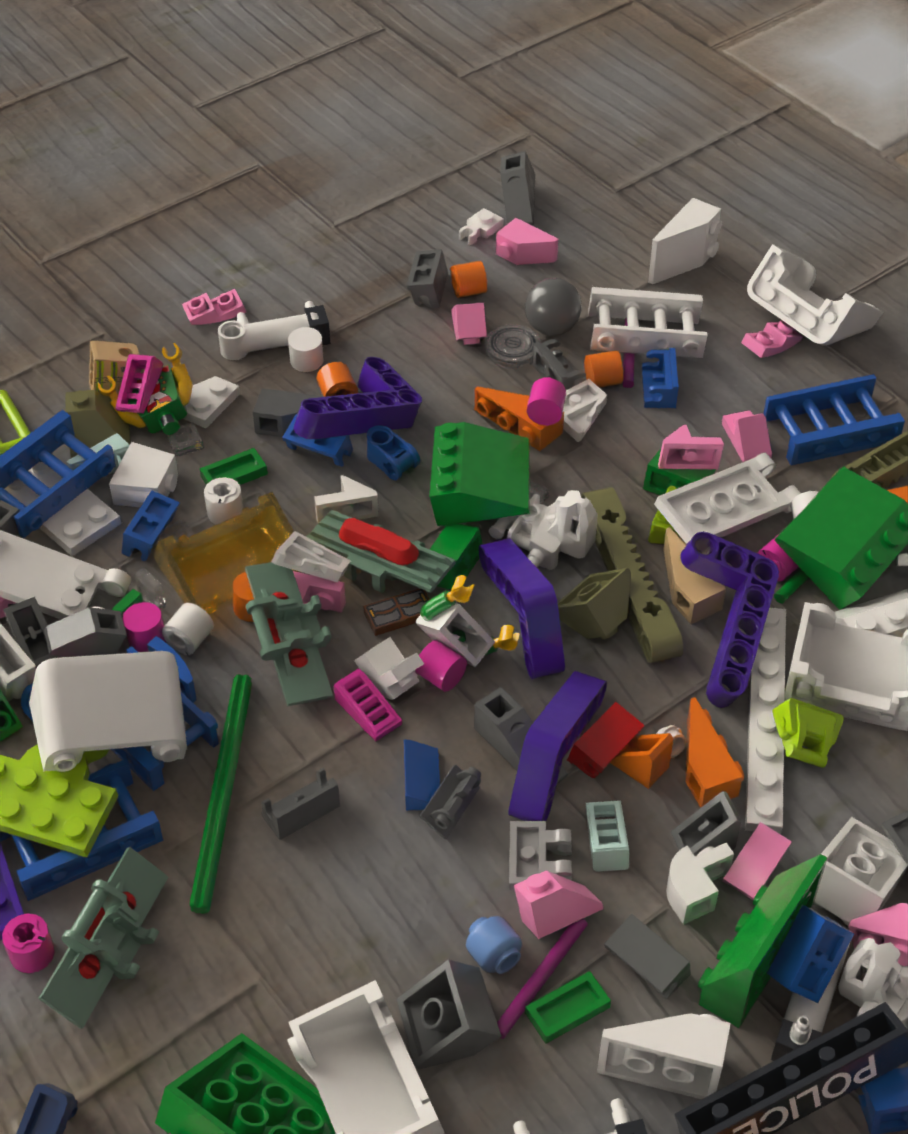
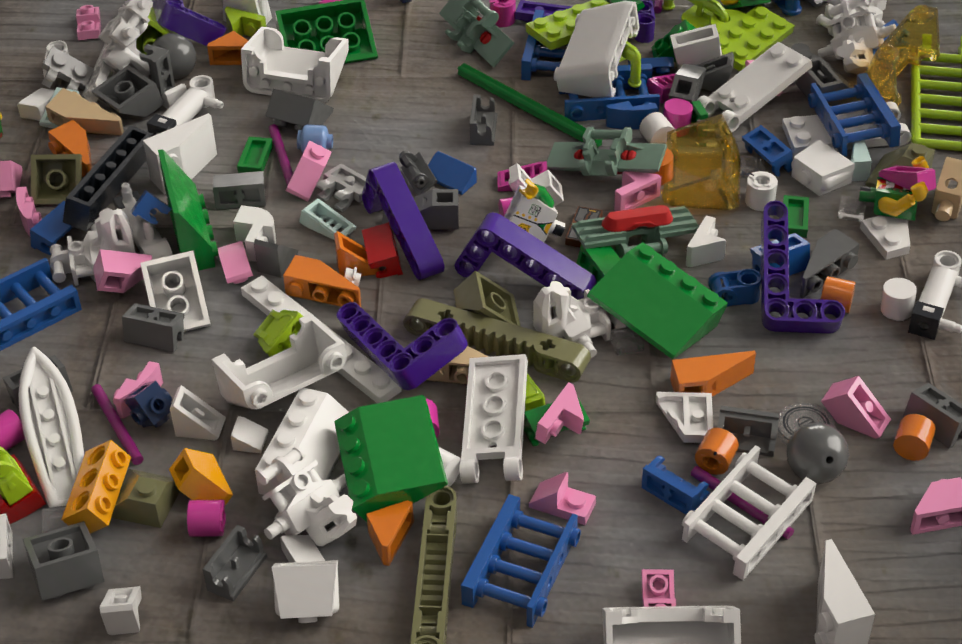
camera: 130 degrees right, 5 degrees down
(310, 558) = (650, 179): white wing -> none
(546, 401) = (687, 360): dark pink piece -> none

